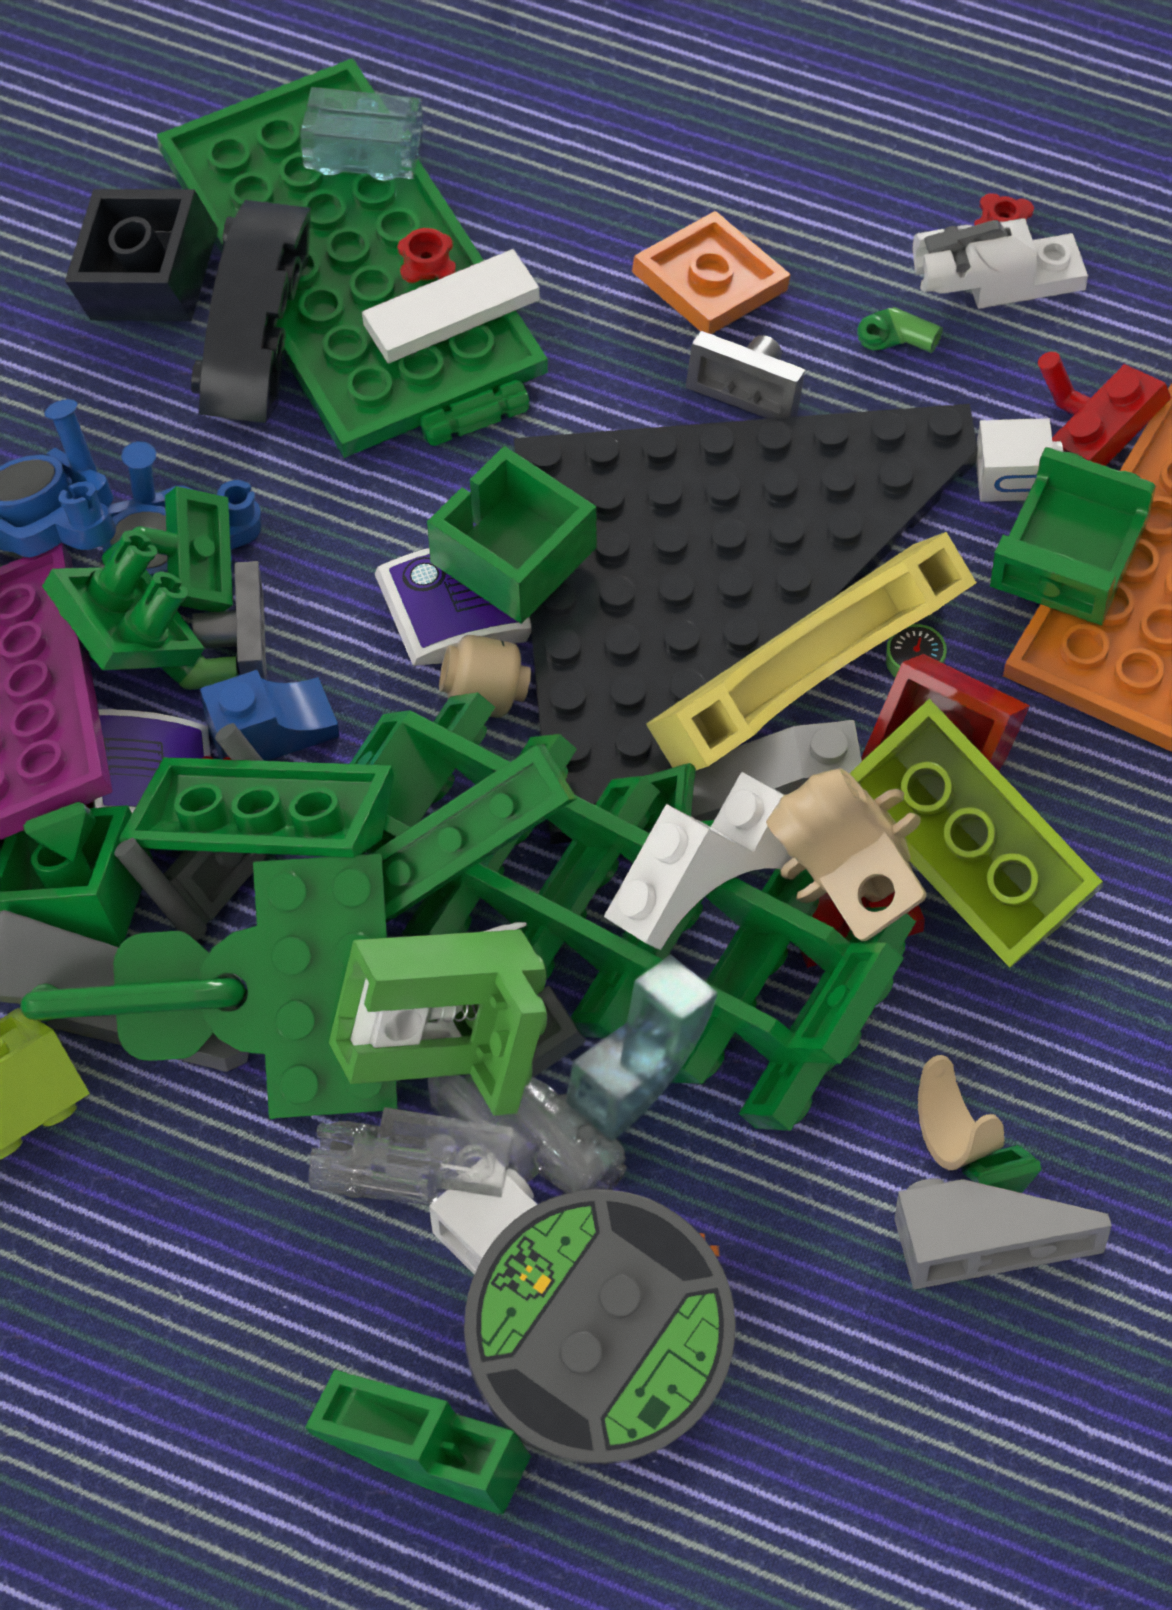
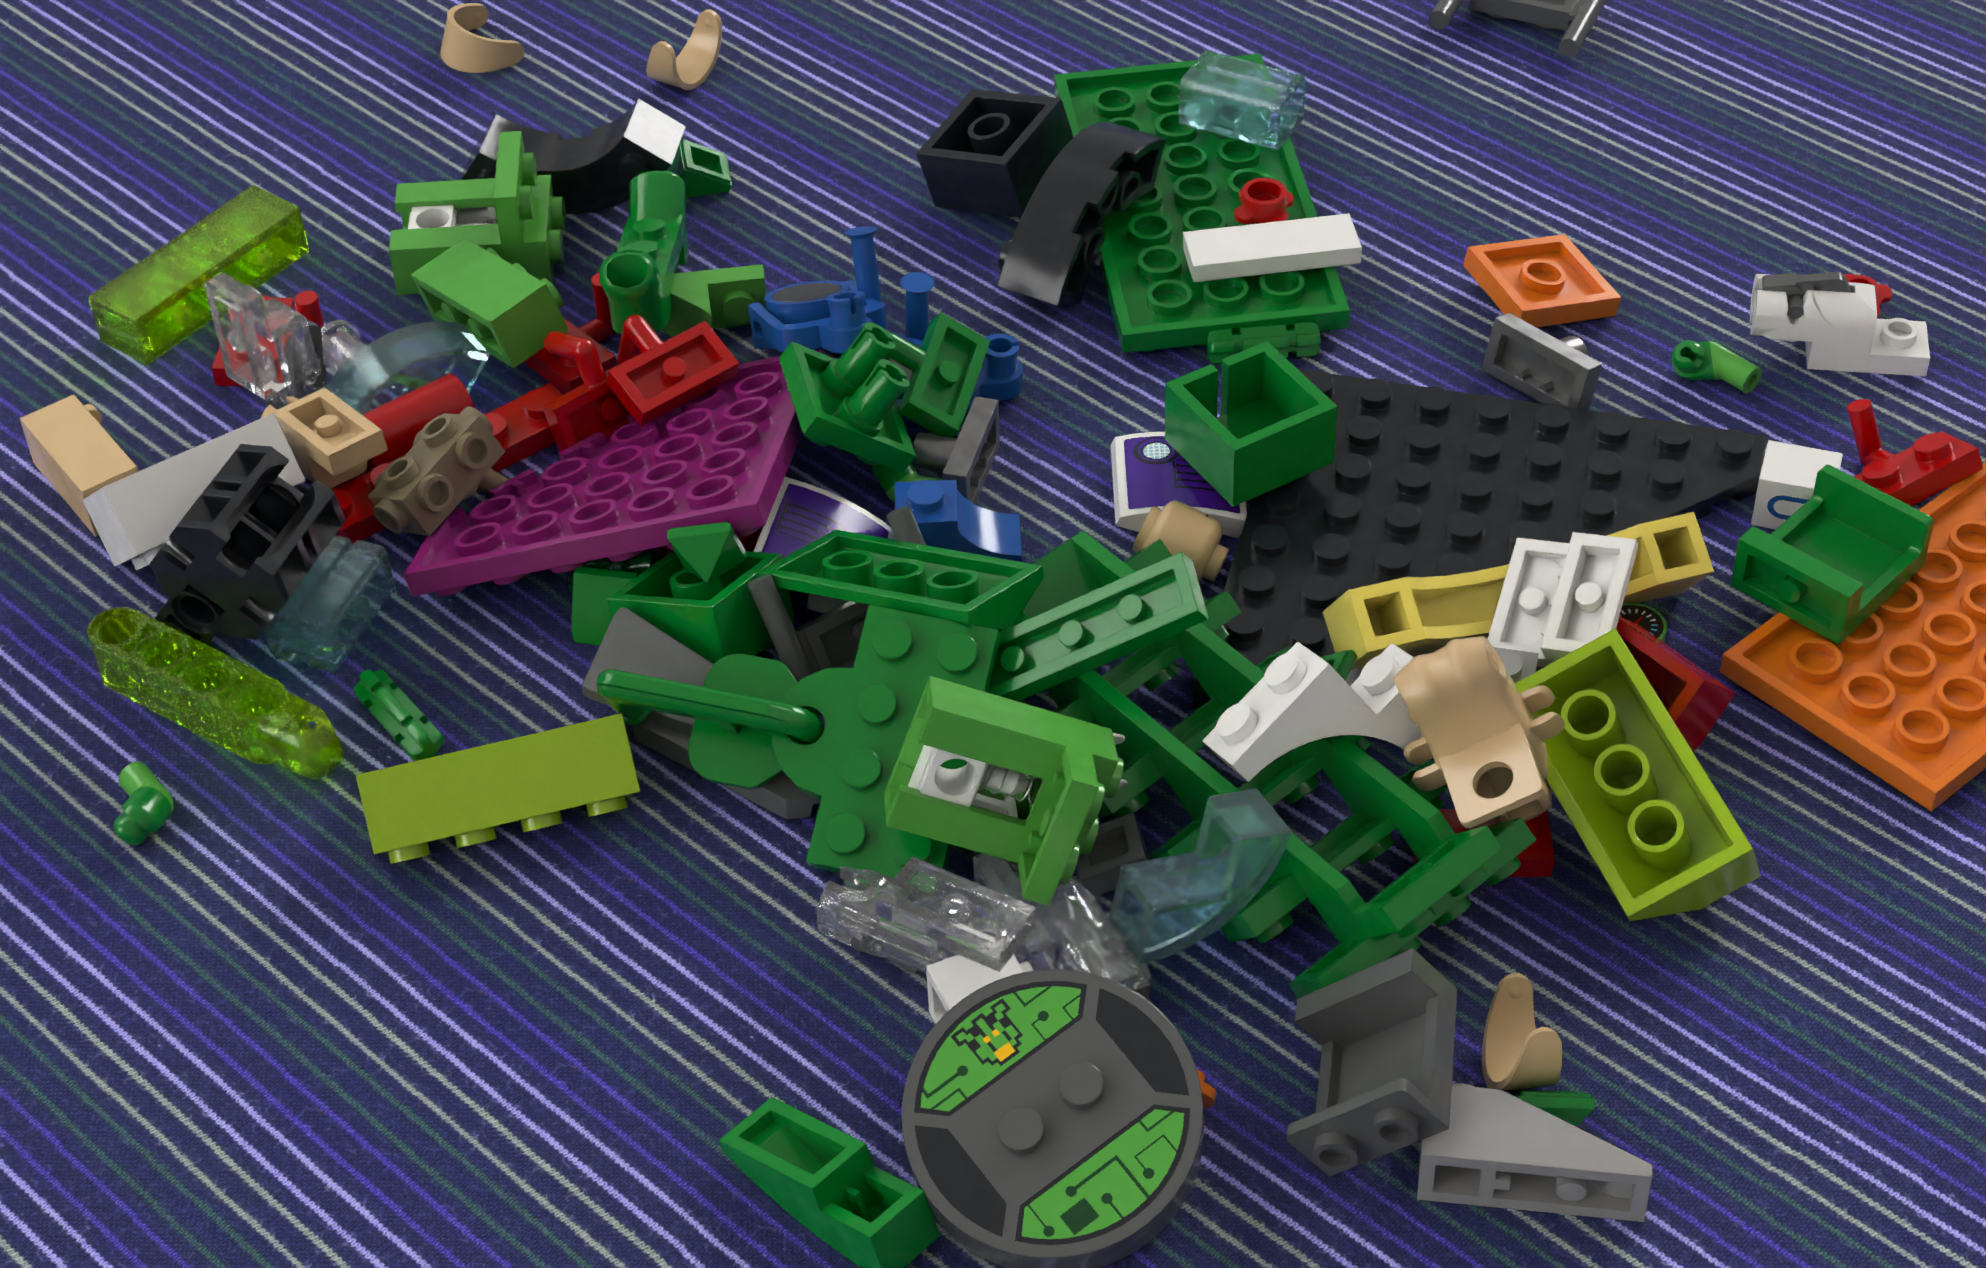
camera: 20 degrees right, 15 degrees down
(853, 1185) = (1381, 1062): none -> dark grey panel
(860, 660) = (1562, 594): none -> white slope

